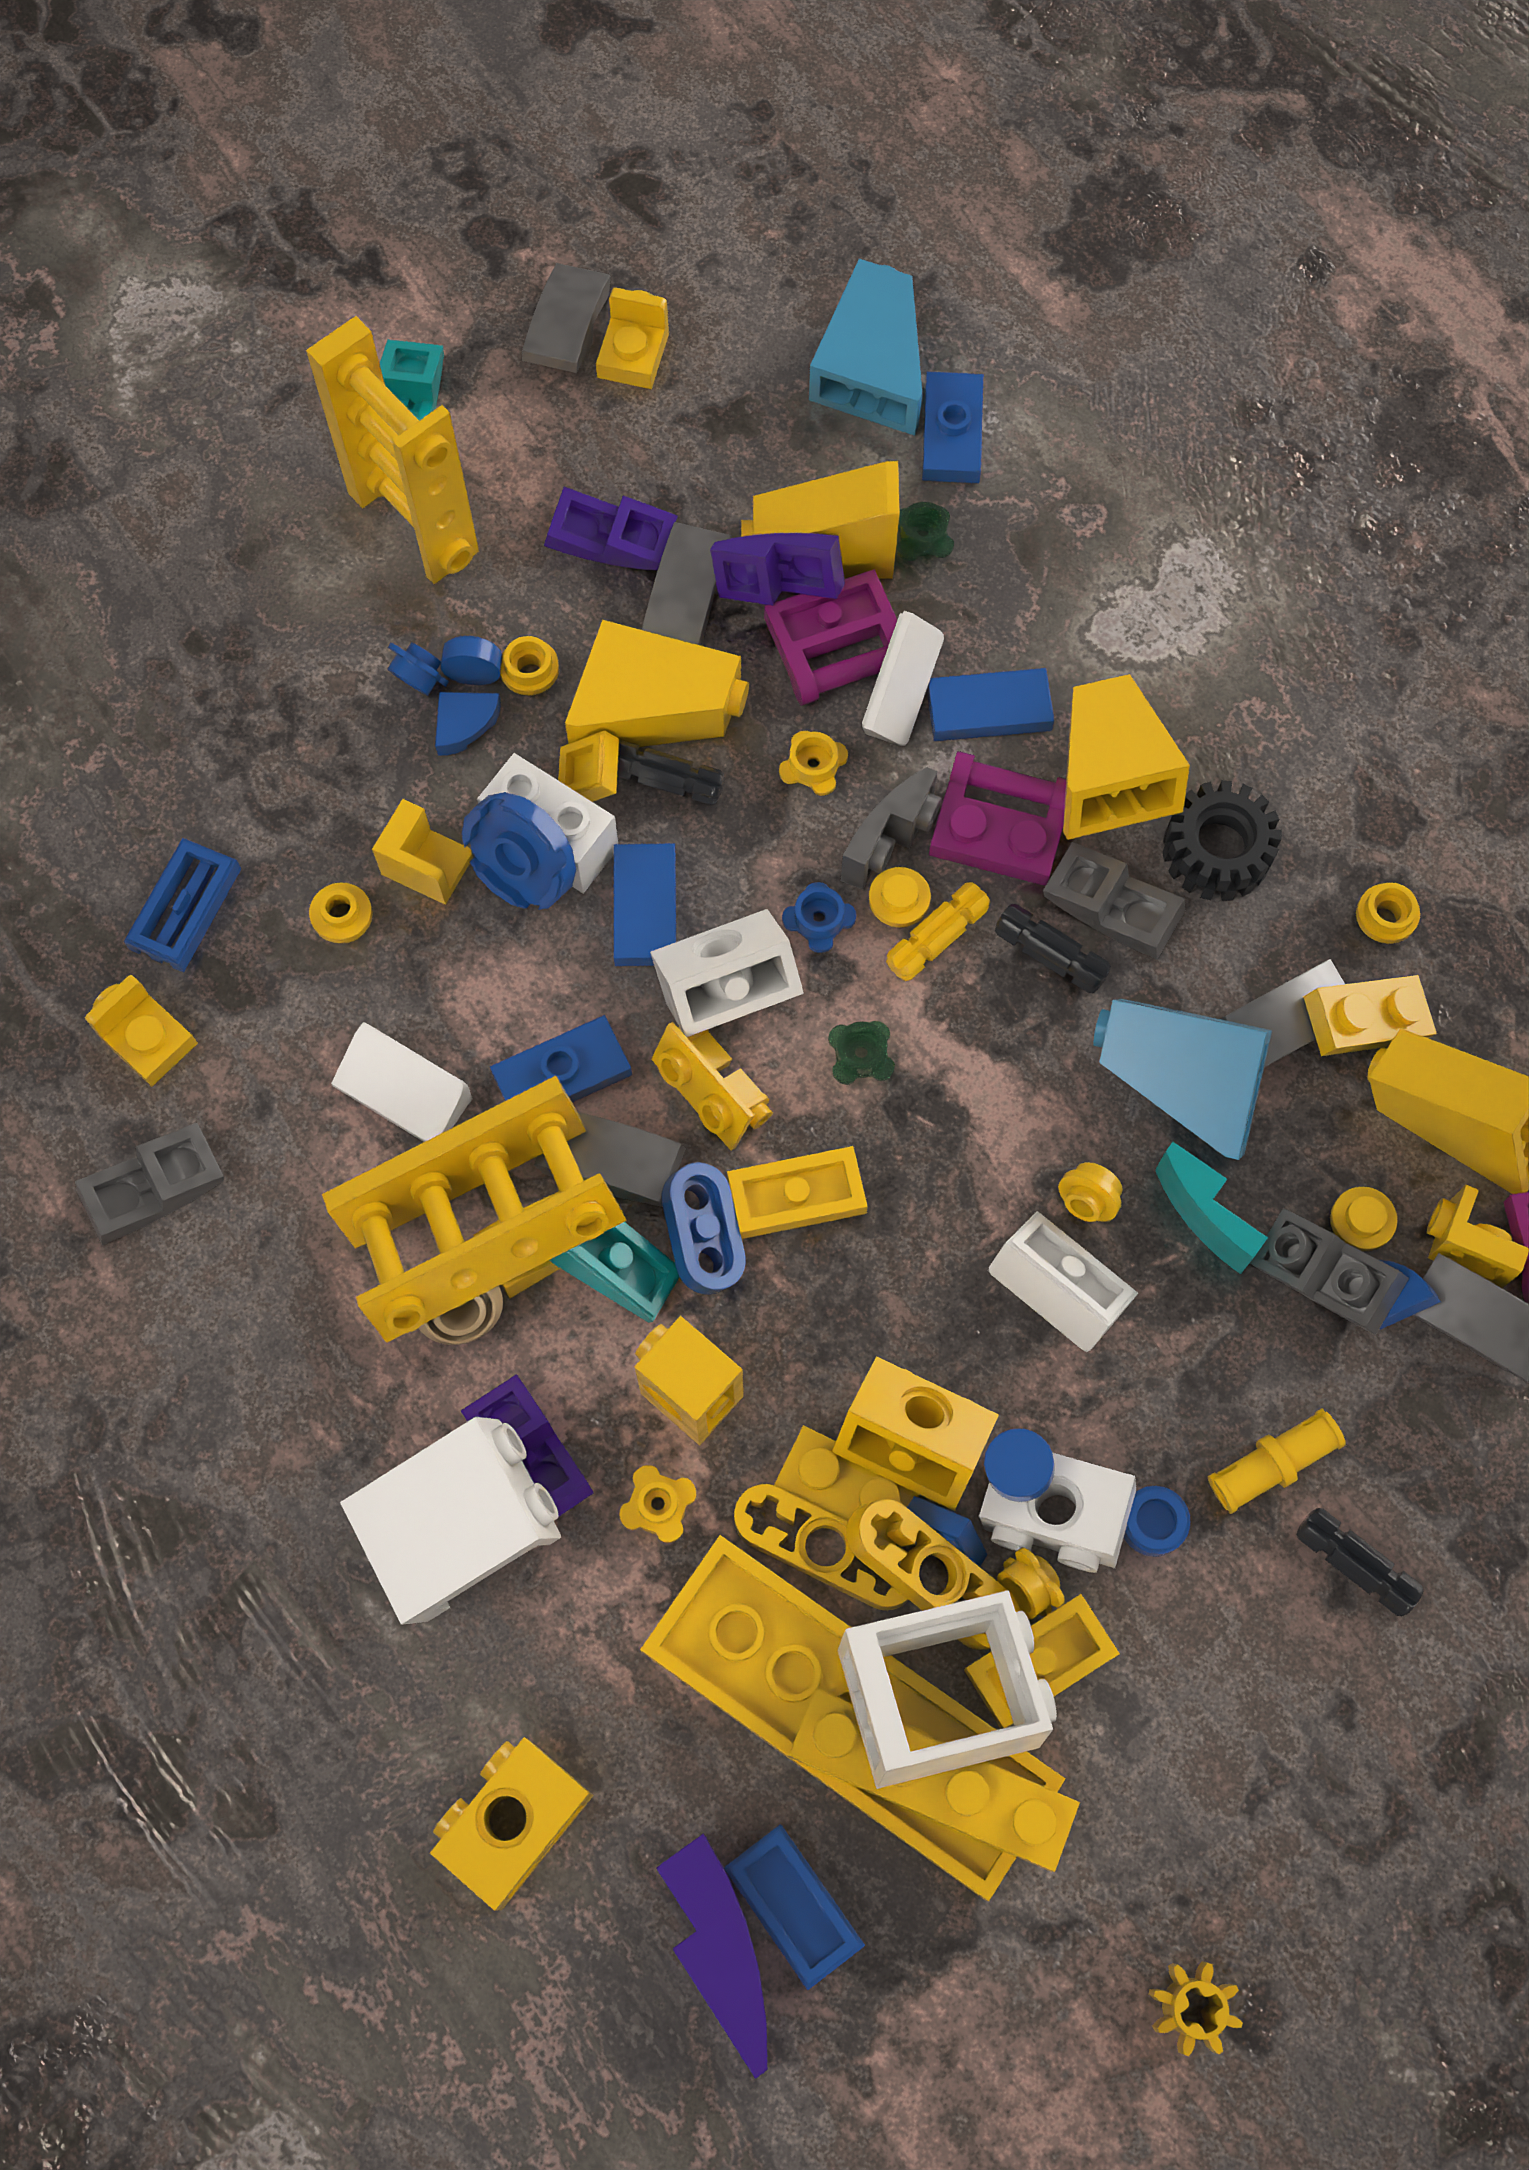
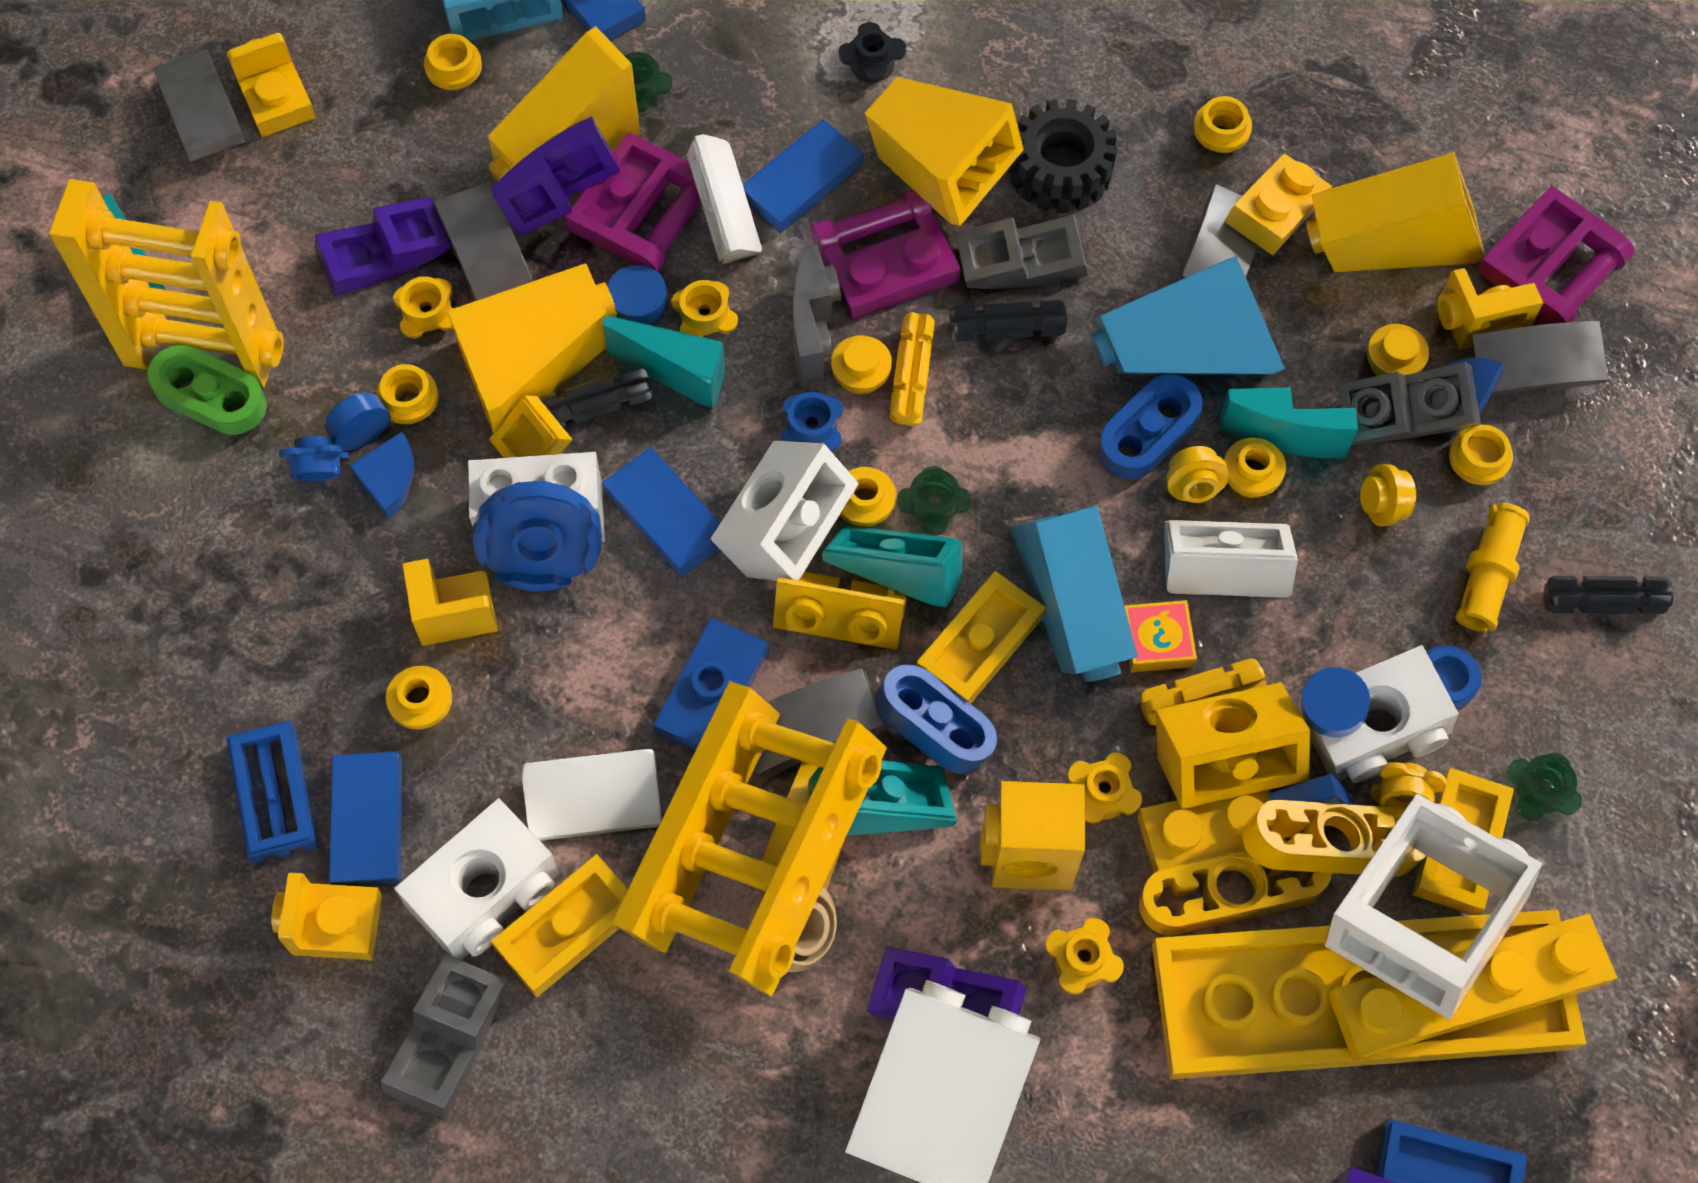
camera: 40 degrees left, 5 degrees down
(229, 977) = (366, 819): none -> blue tile
(231, 1070) = (488, 845): none -> white brick
(293, 1167) = (563, 926): none -> yellow plate
(387, 559) = (212, 391): none -> bright green plate
(598, 590) = (421, 293): none -> yellow plate
(757, 792) = (676, 359): none -> teal slope
(772, 711) = (638, 294): none -> blue tile
(787, 1082) = (905, 562): none -> teal slope
(789, 414) = (452, 62): none -> yellow plate
(796, 1404) = (1115, 772): none -> yellow plate
(815, 1024) = (873, 511): none -> yellow plate
(899, 1212) = (1077, 584): none -> dark azure slope
(943, 1371) = (1208, 684): none -> yellow axle
(945, 1300) = (1161, 636): none -> tile
(1086, 1119) = (1146, 429): none -> blue plate
(1134, 653) = (872, 65): none -> black plate
(1143, 1240) = (1252, 482): none -> yellow plate
(1173, 1667) = (1554, 771): none -> clear green plate
(1239, 1332) = (1388, 495): none -> yellow plate
(1356, 1361) = (1481, 455): none -> yellow plate

